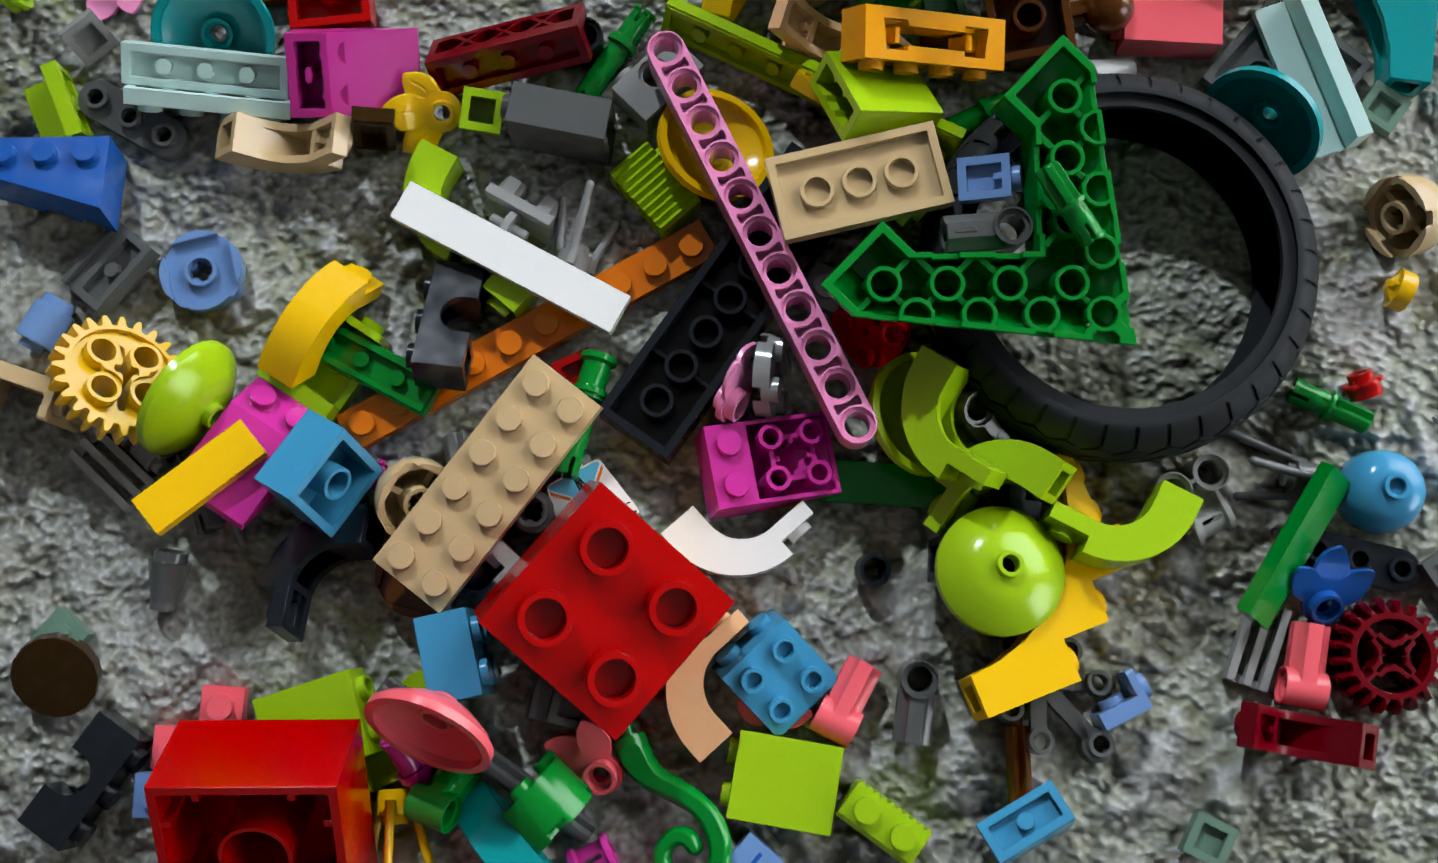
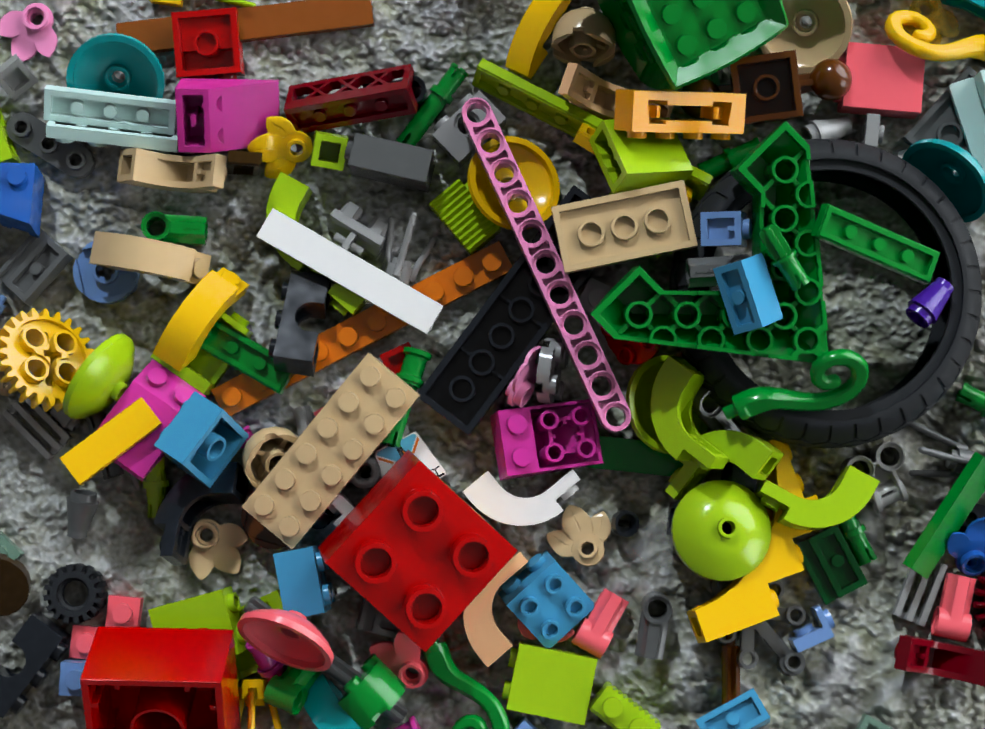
camera: 10 degrees right, 5 degrees up
(135, 676) = (57, 601): none -> black tyre
(252, 244) = (149, 257): none -> tan arch
(264, 538) = (156, 488): none -> lime pin
(292, 216) = (179, 228): none -> green piece
(348, 623) = (219, 551): none -> tan plate
(811, 584) = (579, 531): none -> tan plate
(1024, 252) = (748, 294): none -> dark azure panel
(1055, 392) = (766, 398): none -> green plant
(1142, 616) = (831, 564): none -> dark green plate
(1161, 65) = (871, 130): none -> light grey plate
(1172, 582) = (857, 540): none -> green pin
(1183, 190) = (875, 244): none -> green tile
(1256, 266) = (929, 303): none -> dark purple cone

